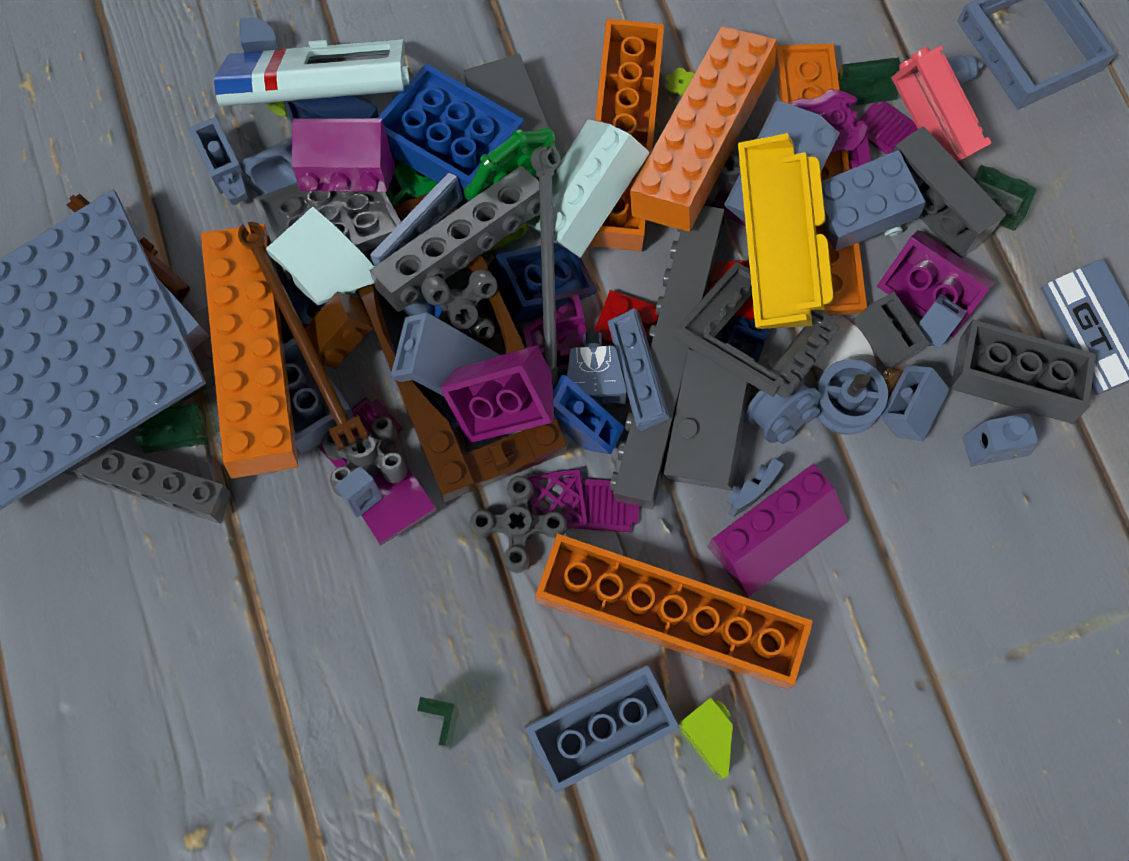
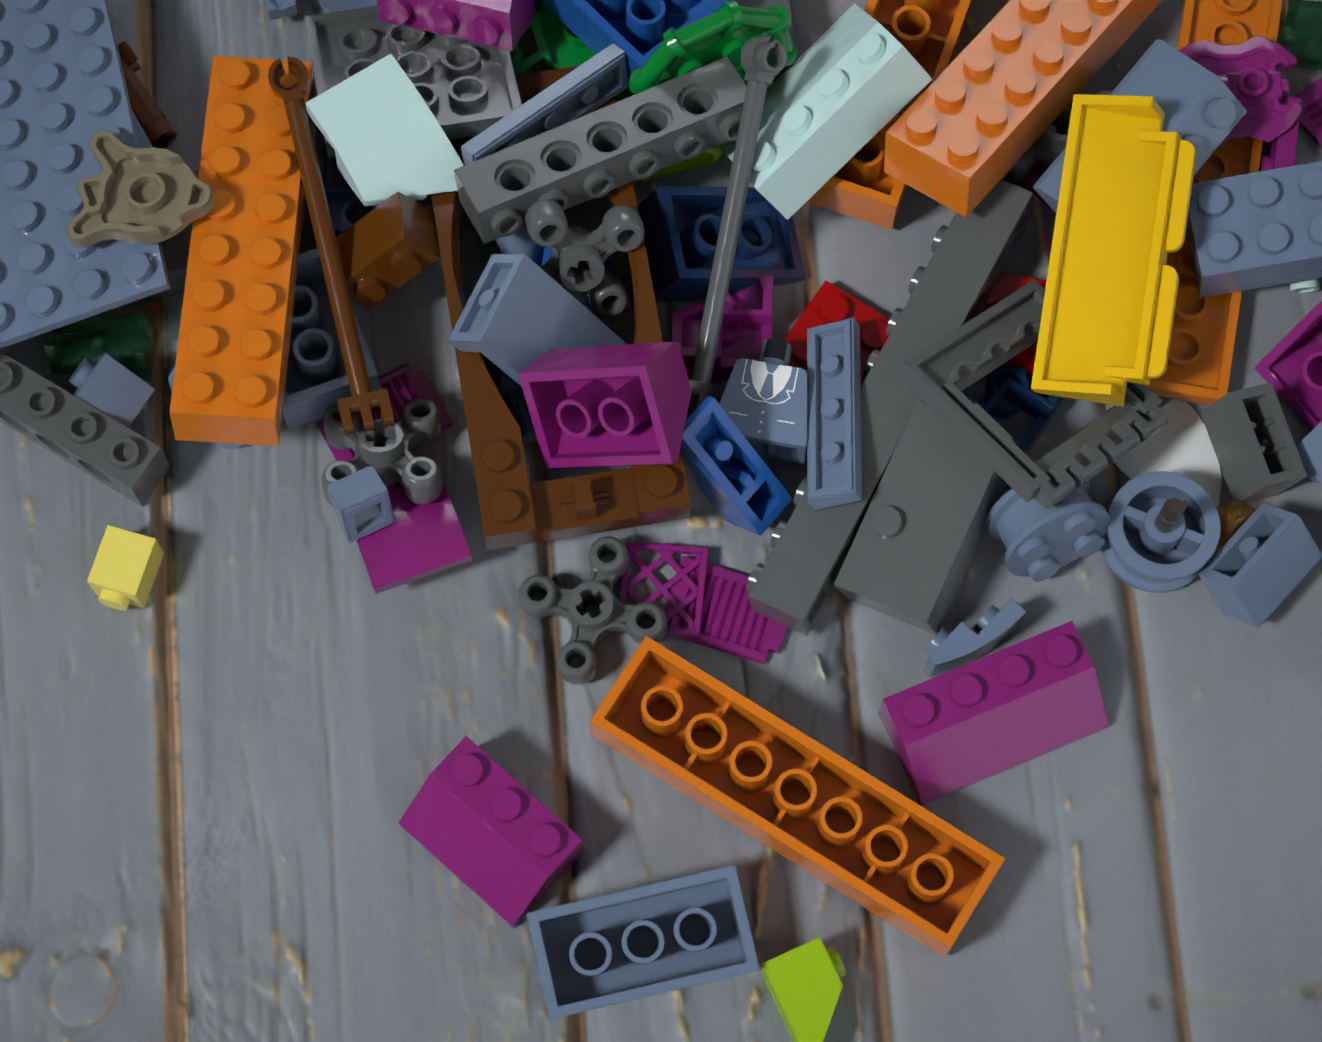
camera: 15 degrees right, 0 degrees up
(171, 329) = (137, 196): none -> dark tan tile
(183, 454) = (110, 388): none -> sand blue brick
(217, 566) = (125, 568): none -> light yellow brick
(442, 711) = (409, 861): clear green panel -> none
(488, 679) = (491, 832): none -> magenta slope

